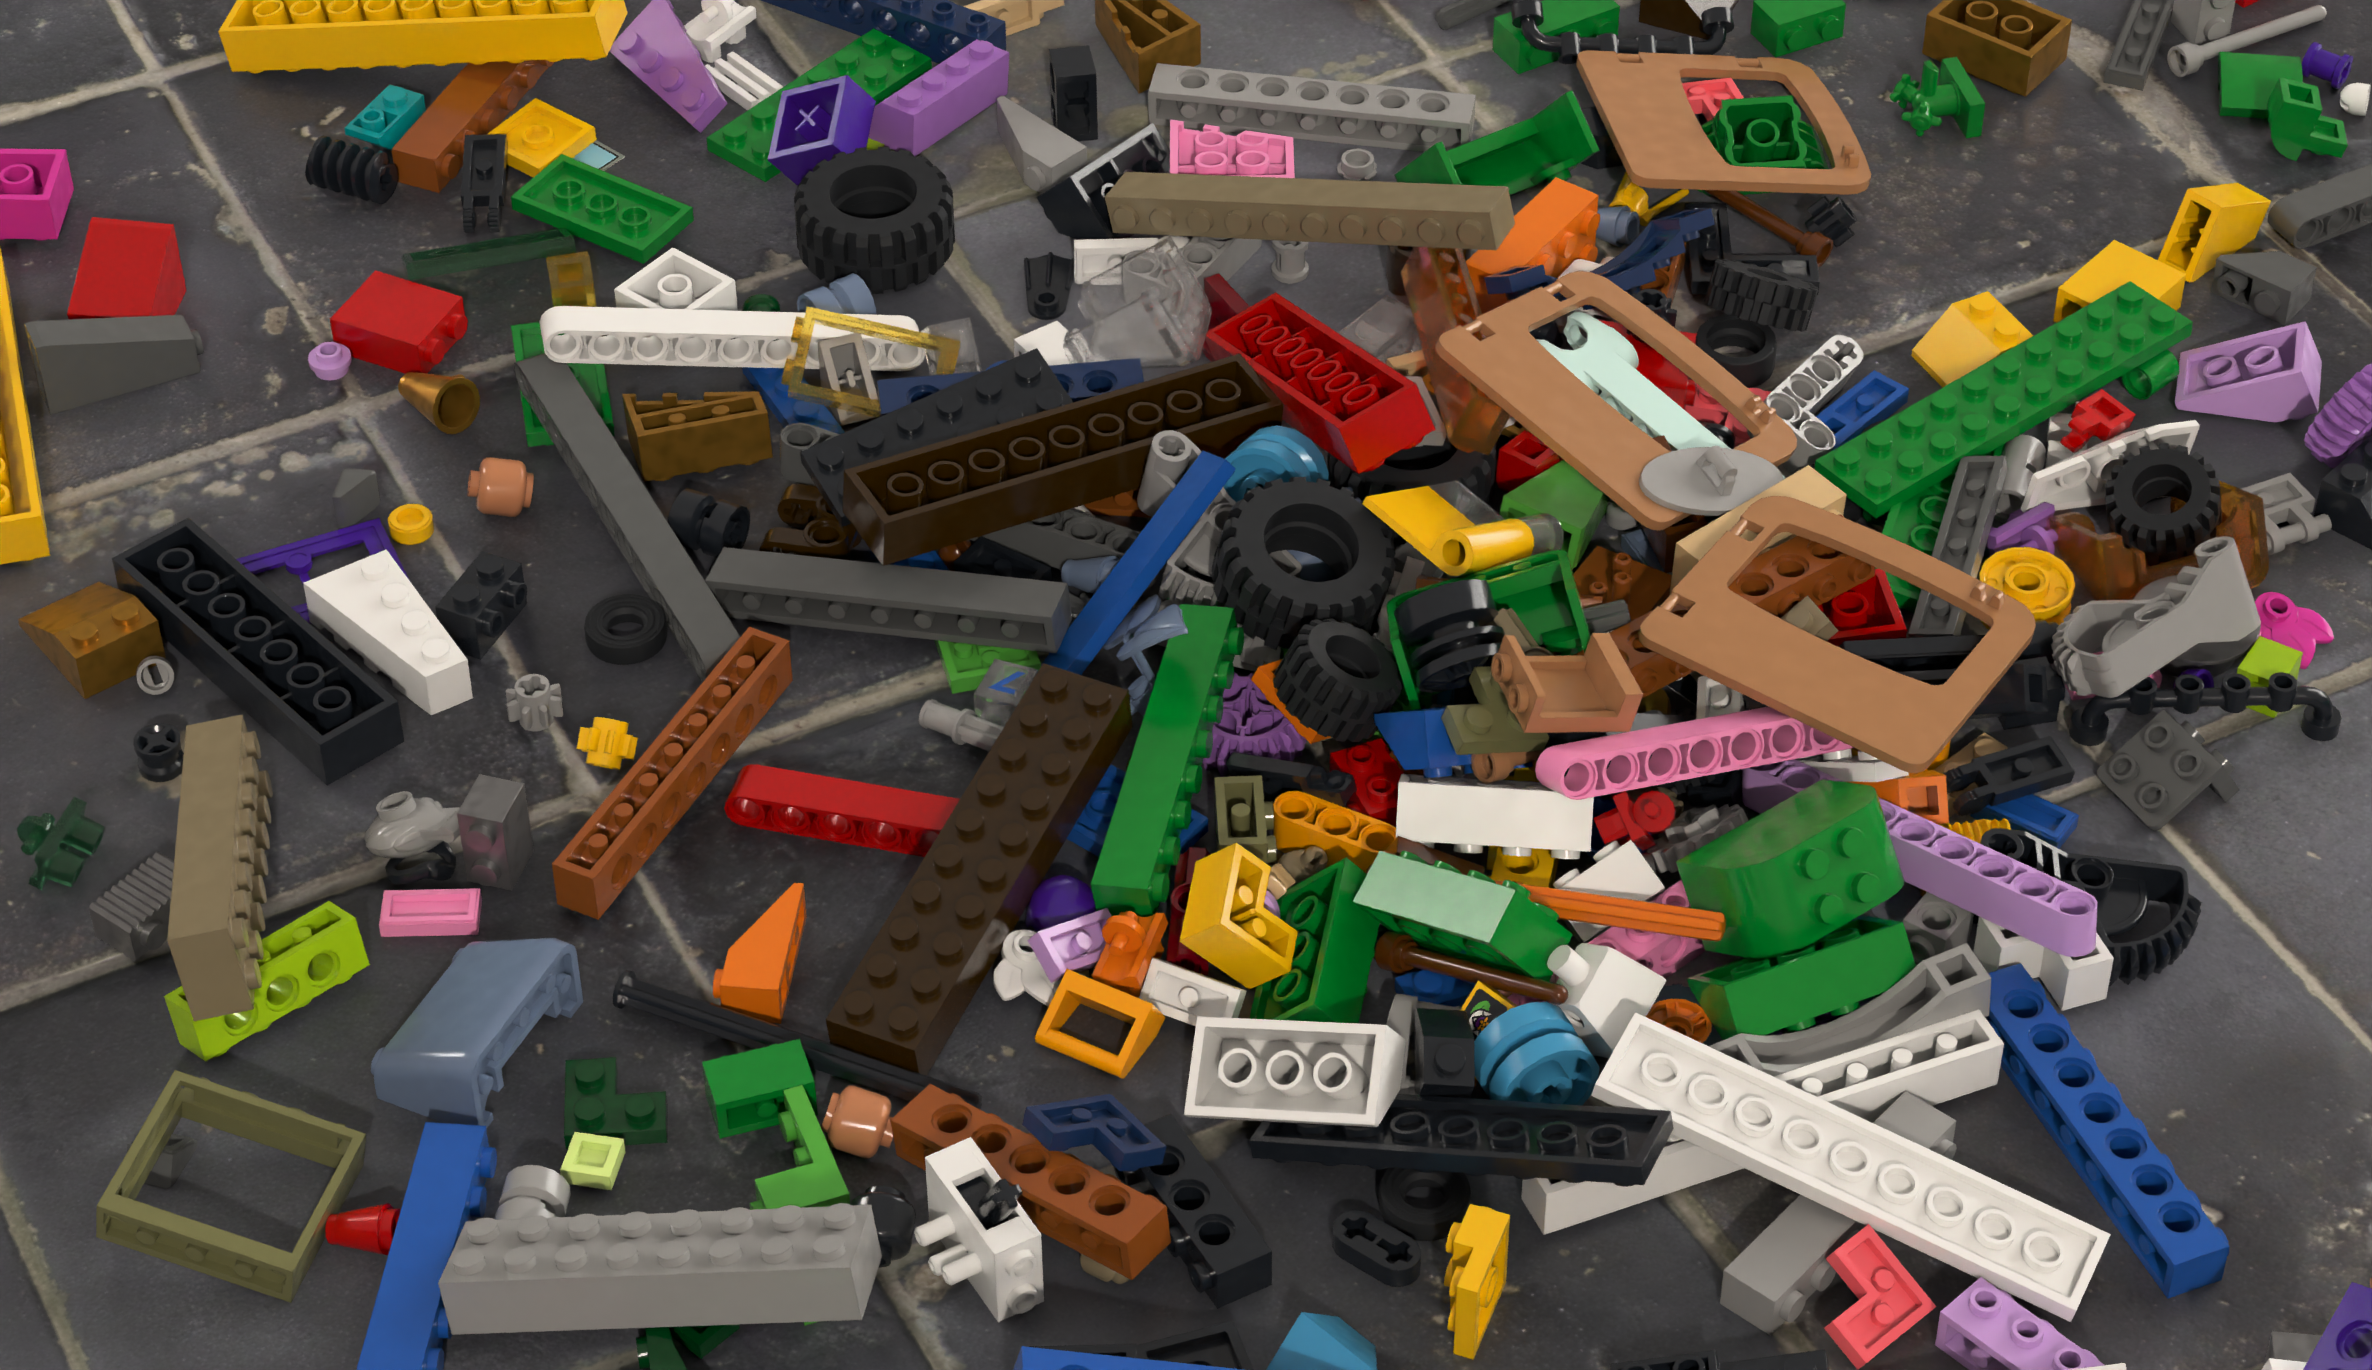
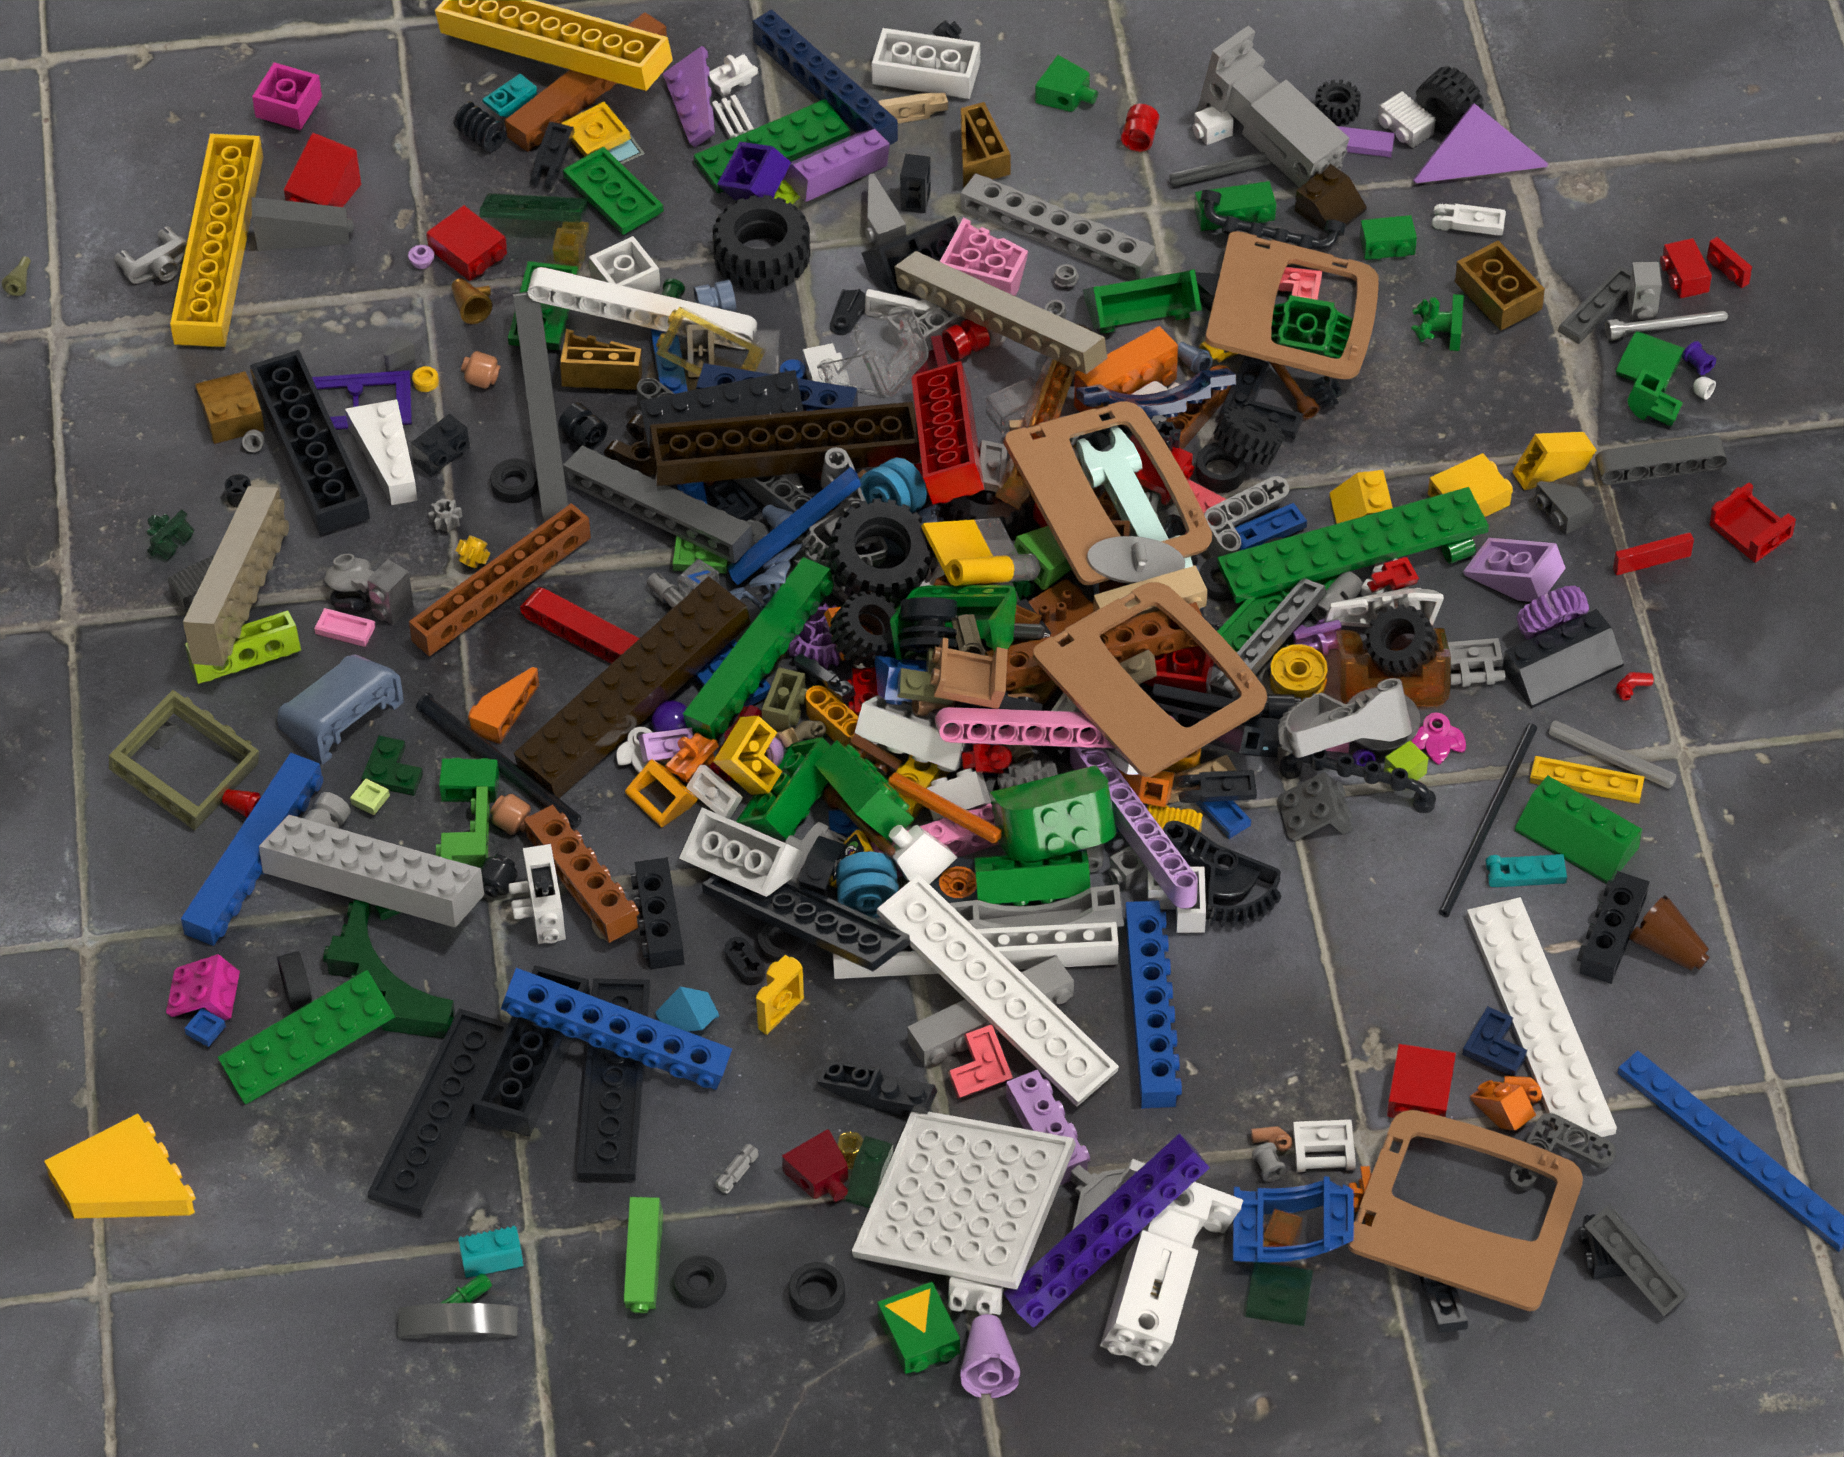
camera: 20 degrees right, 10 degrees up
(1098, 1122) = (622, 851): dark blue plate -> none
(1258, 269) = (964, 338): none -> red wheel

